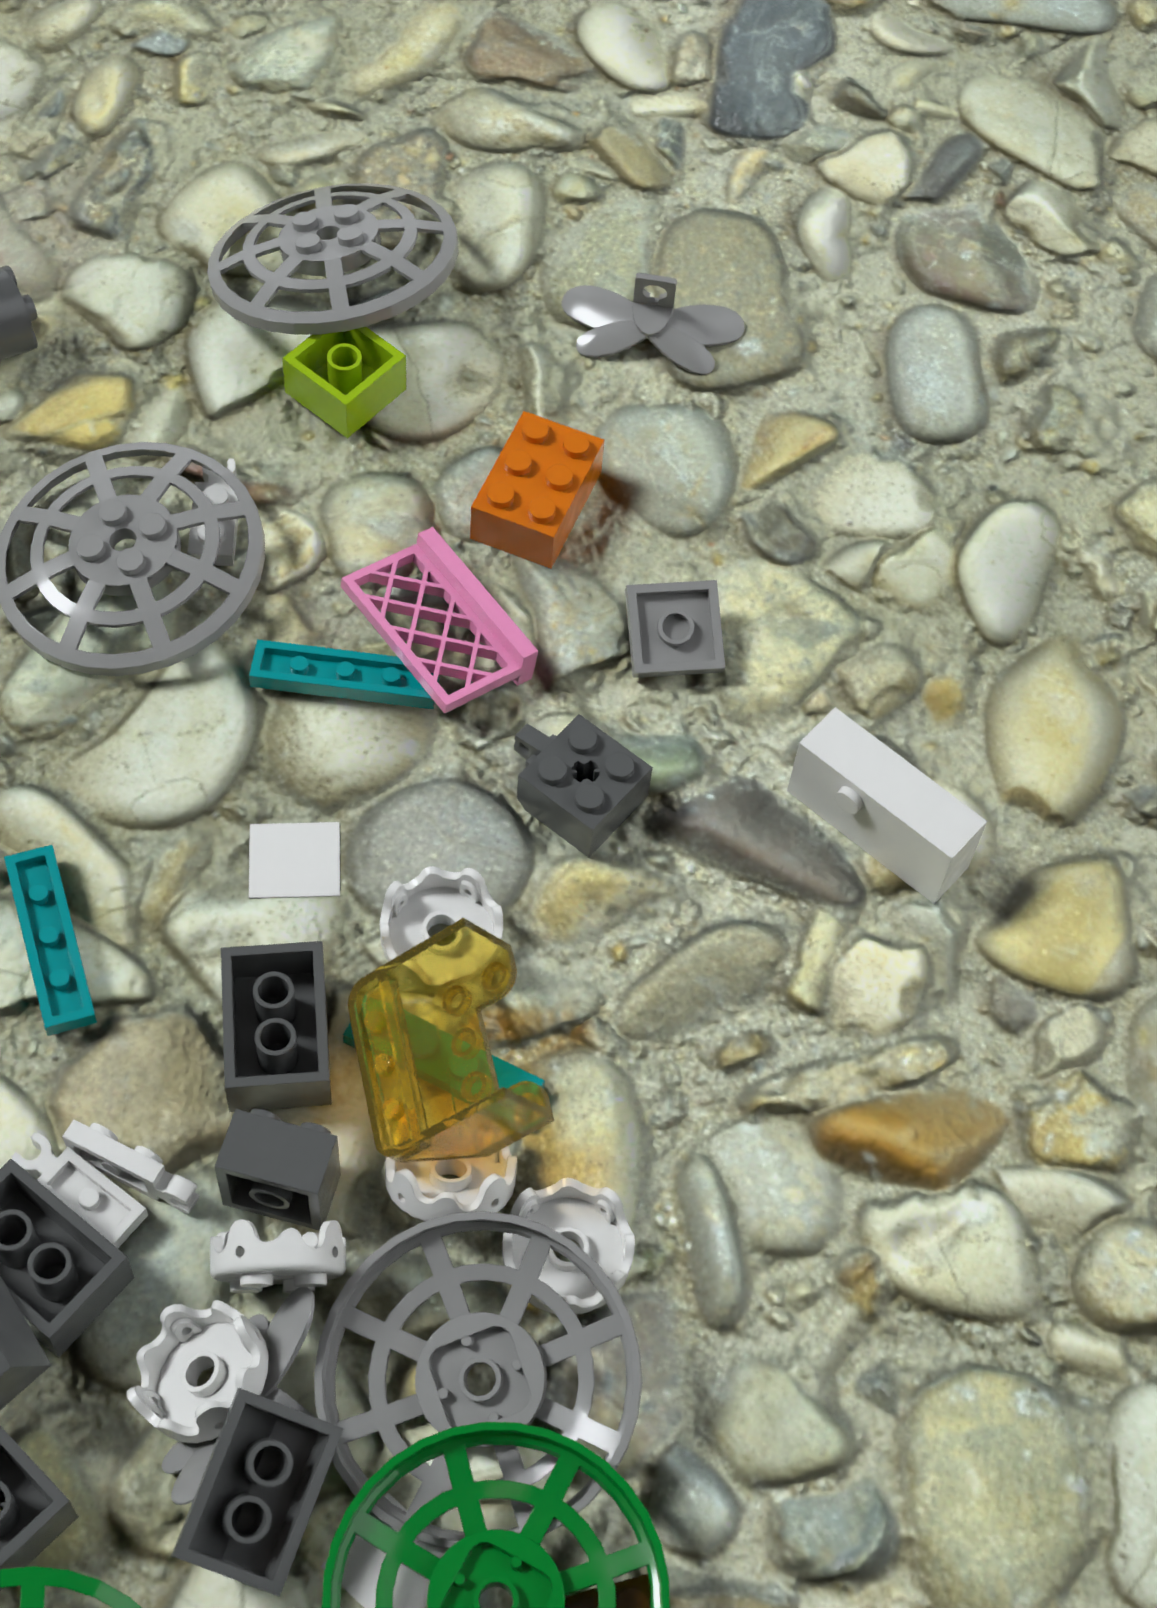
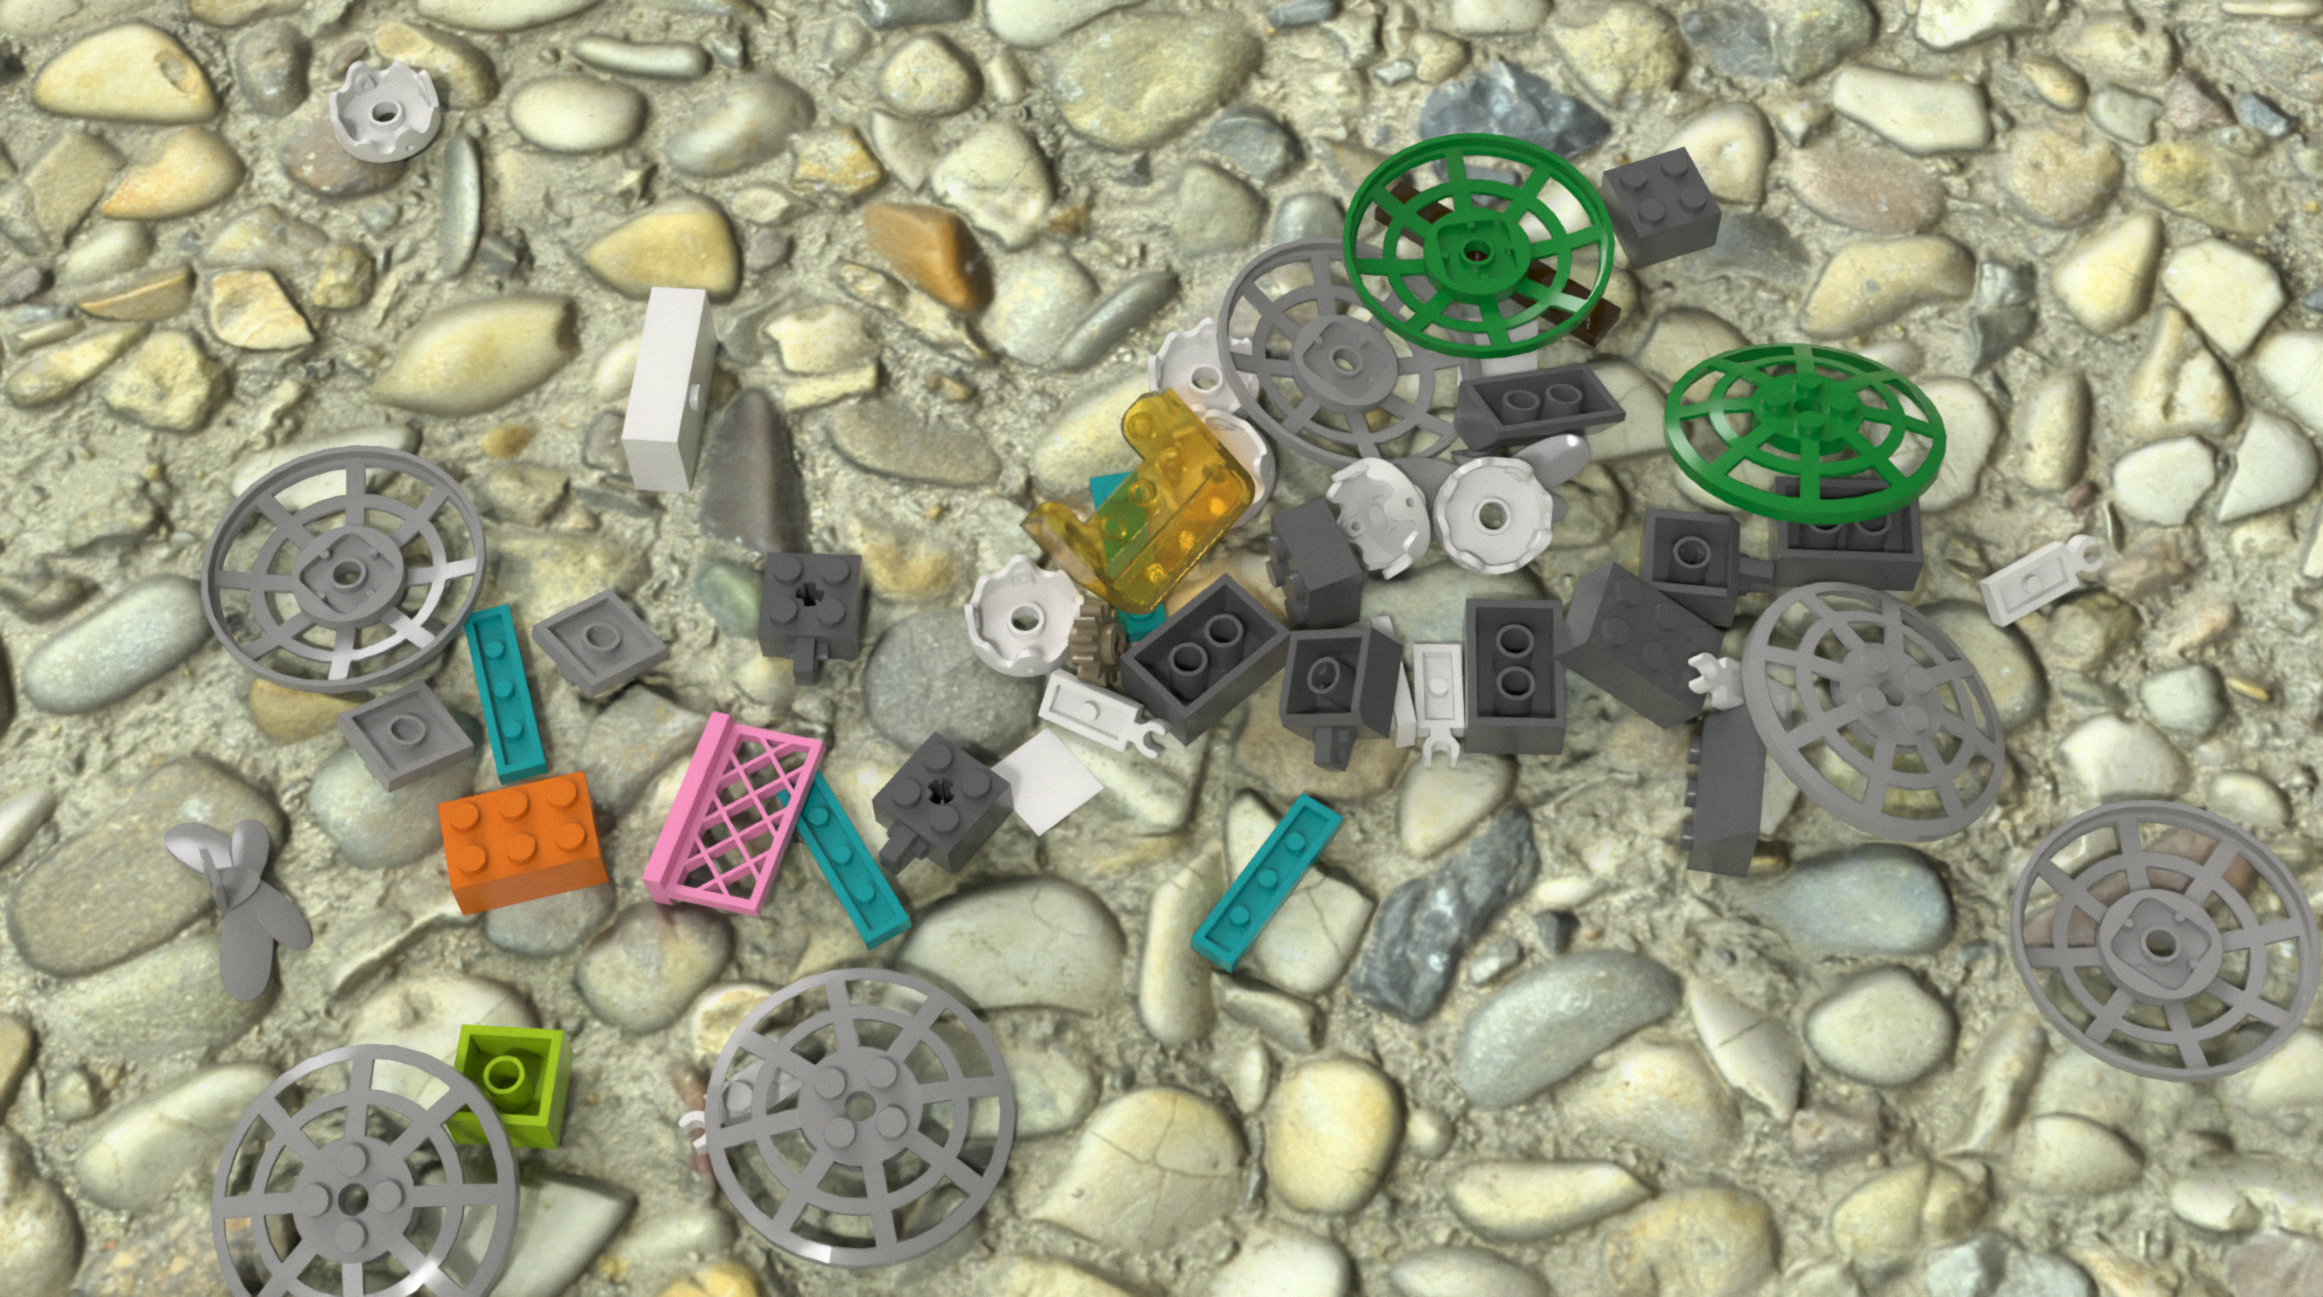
camera: 120 degrees left, 0 degrees up
(144, 1094) = (1339, 690): none -> dark grey hinge
(323, 756) = (940, 807): none -> dark grey hinge
(331, 914) = (1100, 714): none -> white plate
(357, 944) = (1097, 643): none -> dark tan gear
(685, 554) = (505, 695): none -> teal plate
(695, 470) = (405, 735): none -> light grey hinge
(886, 494) = (339, 551): none -> light grey dish

